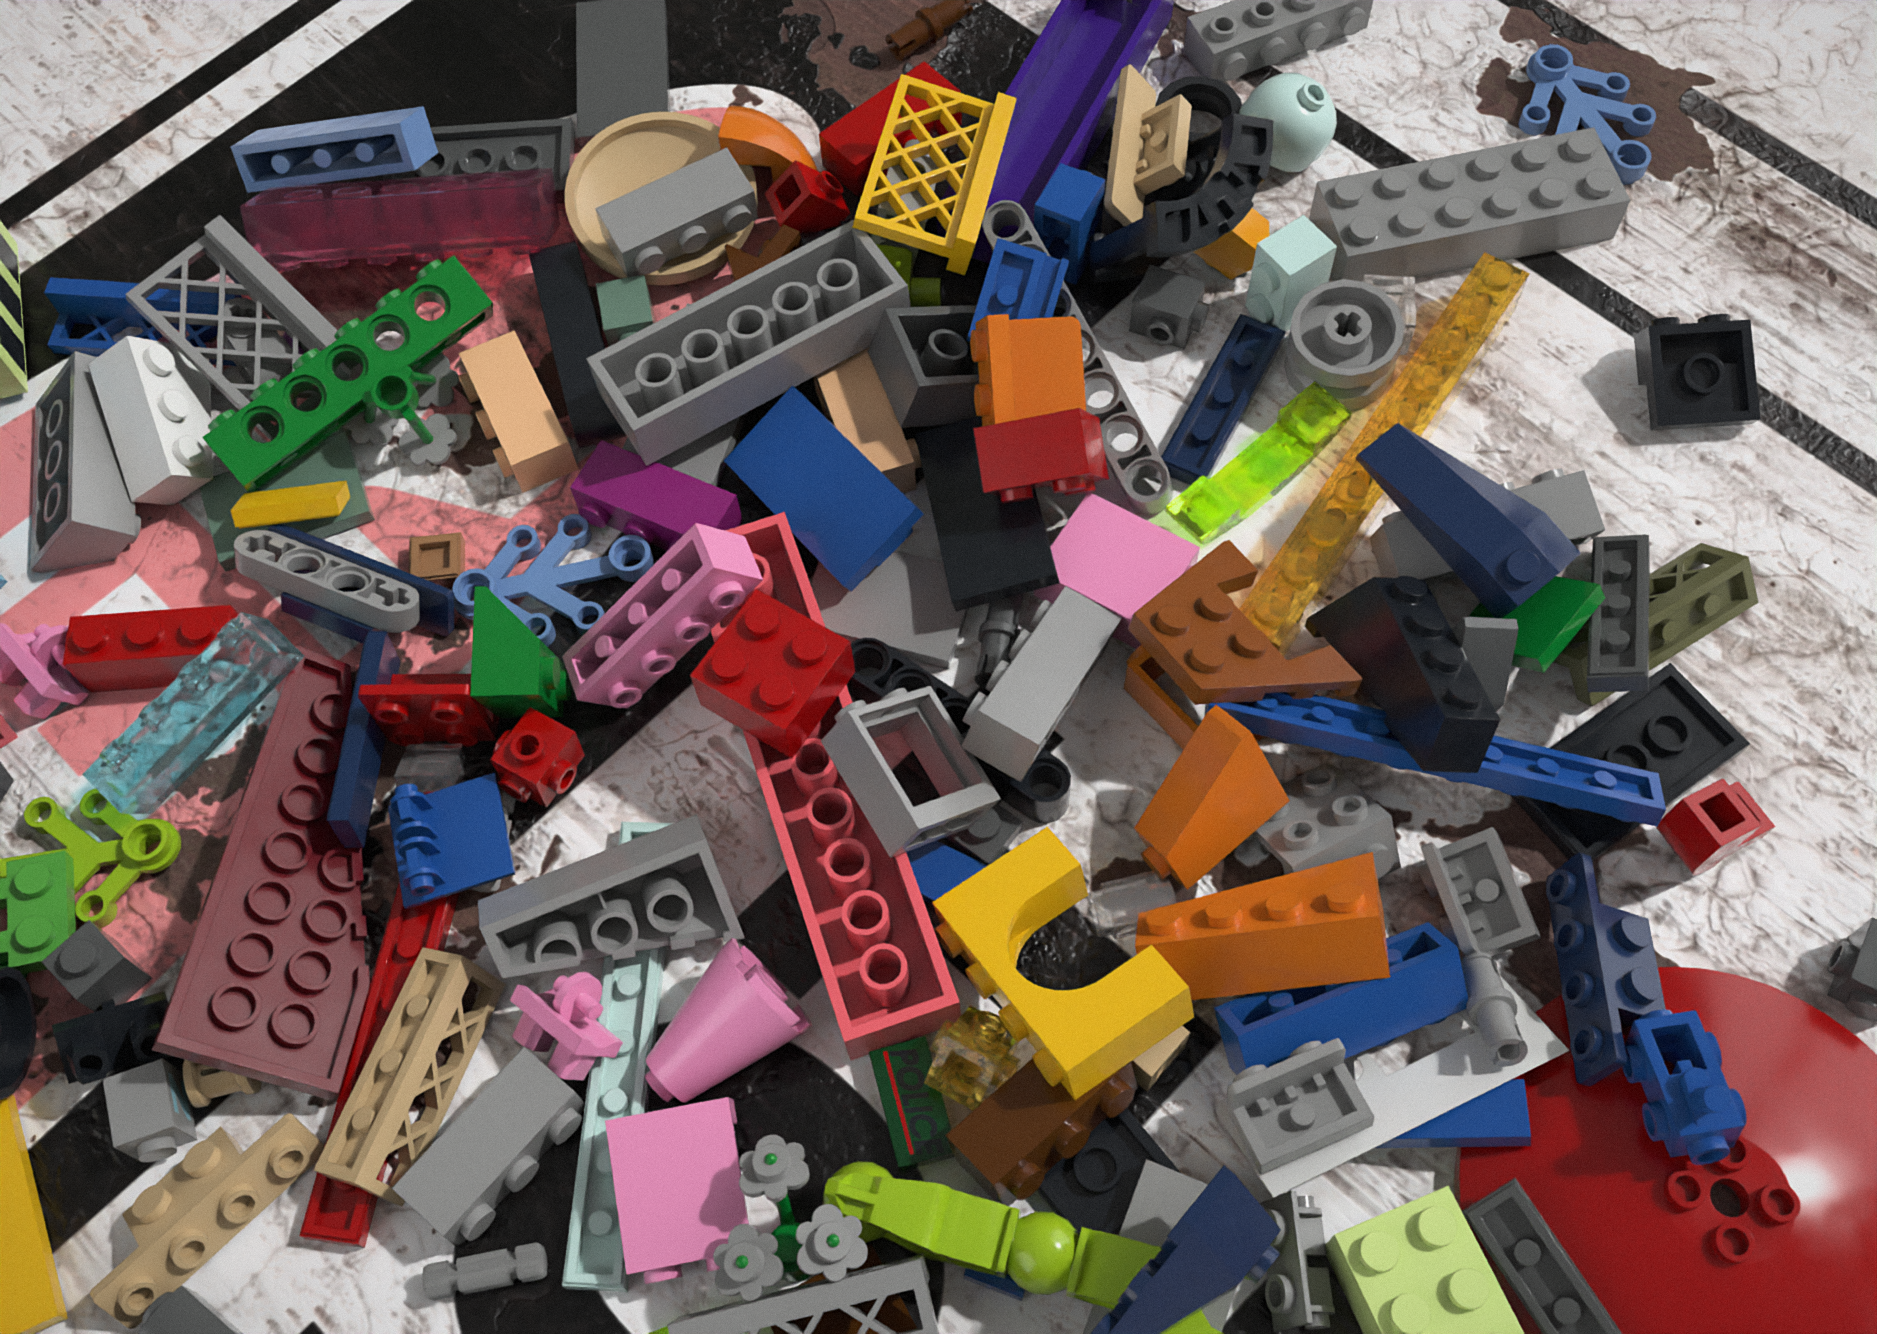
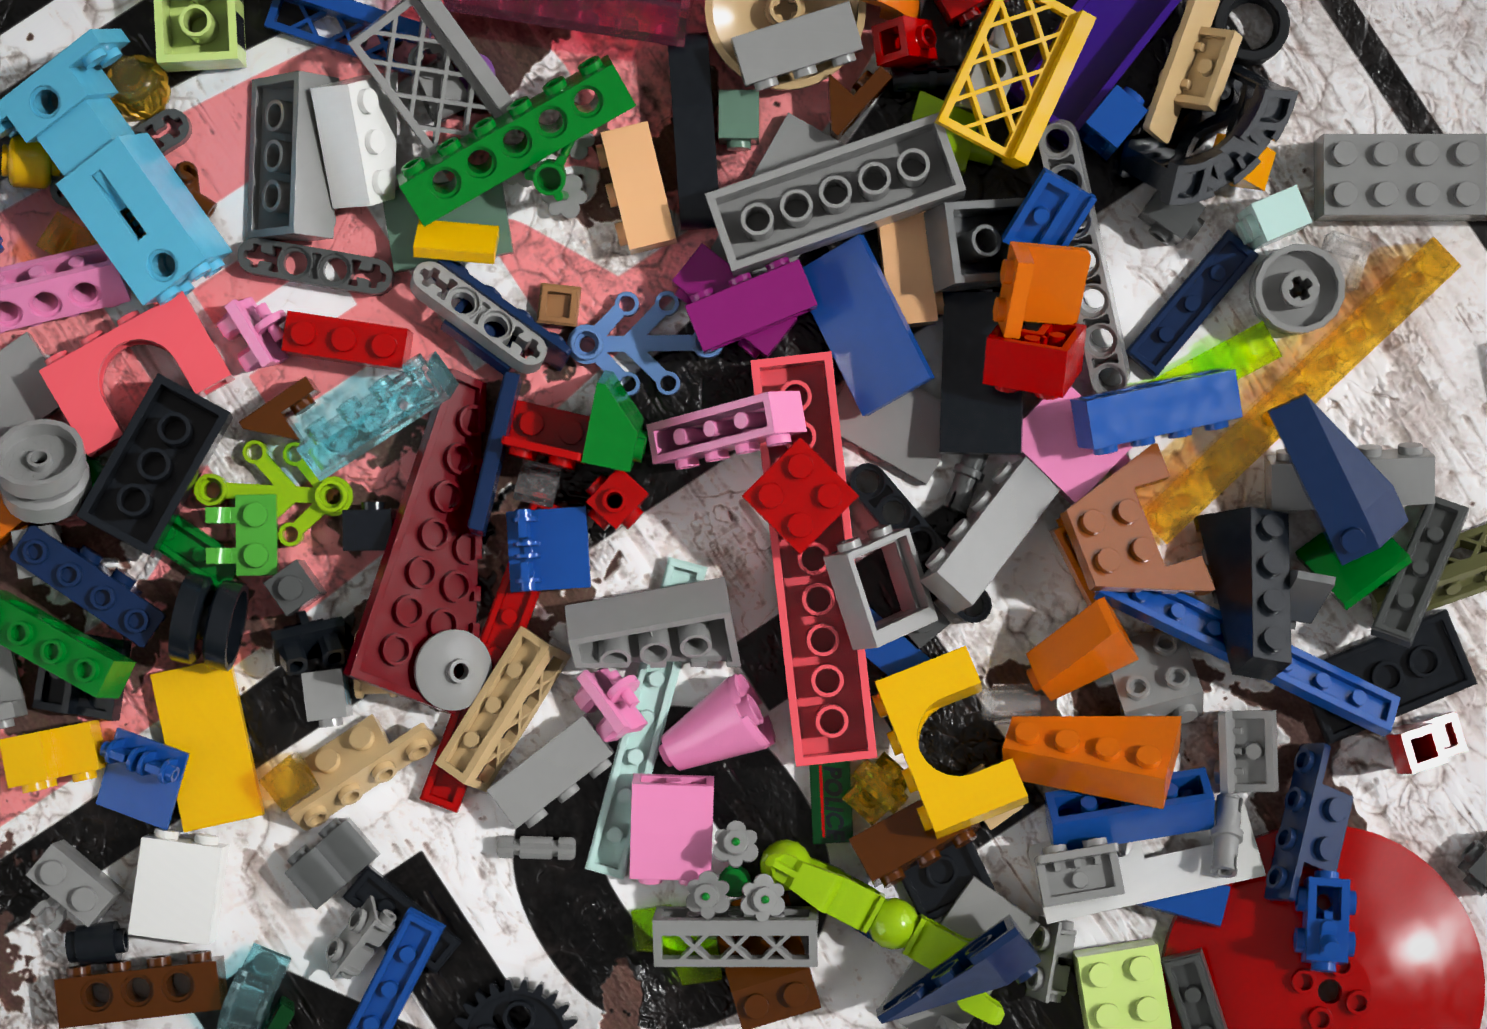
camera: 10 degrees right, 25 degrees up
(69, 749) = (273, 416): none -> reddish brown slope
(89, 1245) = (289, 781): none -> clear yellow brick
(119, 584) = (316, 263): none -> dark grey beam
(187, 870) = (368, 527): none -> black brick
(306, 1044) = (436, 664): none -> light grey dish
(671, 482) = (750, 304): none -> magenta brick
(1214, 491) = (1156, 409): none -> blue brick
(1300, 115) = (1322, 54): light aqua cylinder -> none

